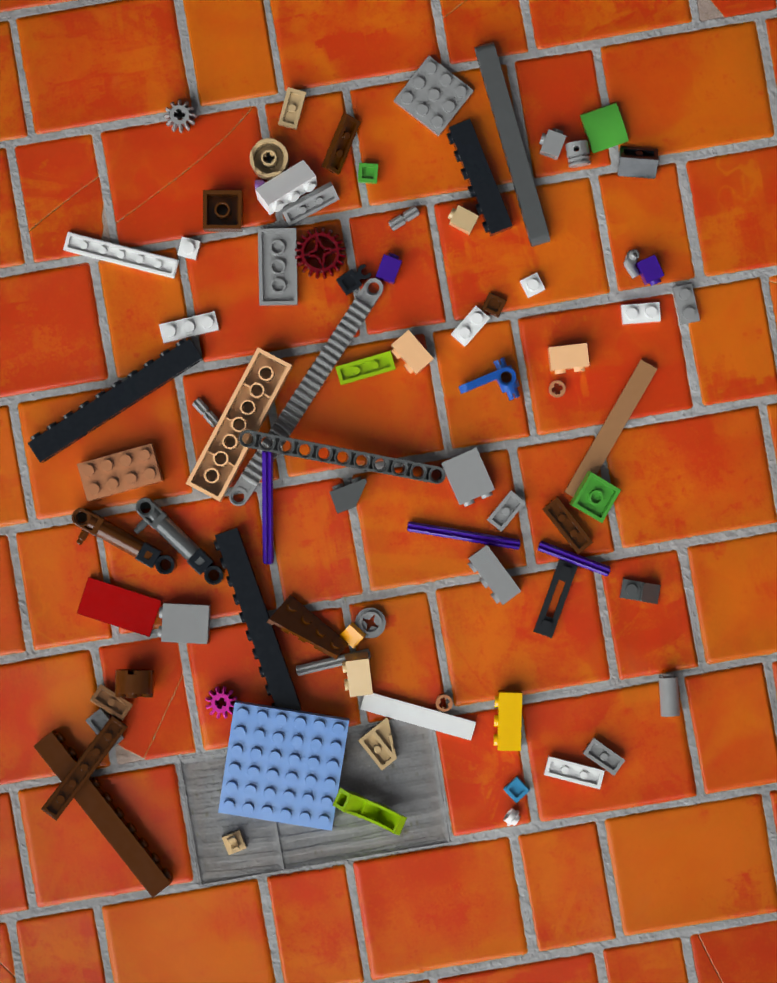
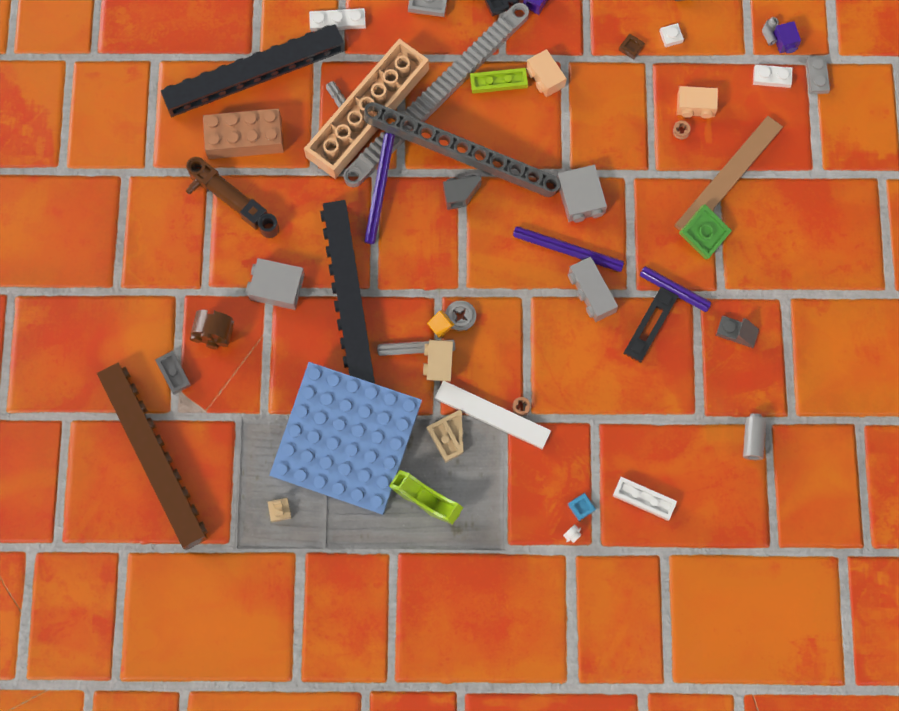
camera: 10 degrees right, 15 degrees down
(84, 767) = (142, 402): reddish brown tile -> none
(113, 705) = (185, 348): medium nougat plate -> none
(119, 606) = (214, 259): red tile -> none
(178, 539) = (298, 221): dark grey piece -> none
(218, 696) = (291, 360): dark pink gear -> none
(302, 623) = (397, 308): reddish brown wing -> none
(470, 326) = (606, 61): white plate -> none
(506, 511) = (614, 232): light grey plate -> none
(508, 721) = (584, 434): yellow brick -> none
(509, 387) = (620, 107): blue piece -> none
(567, 525) = (673, 256): reddish brown plate -> none
(603, 756) = (677, 487): light grey plate -> none

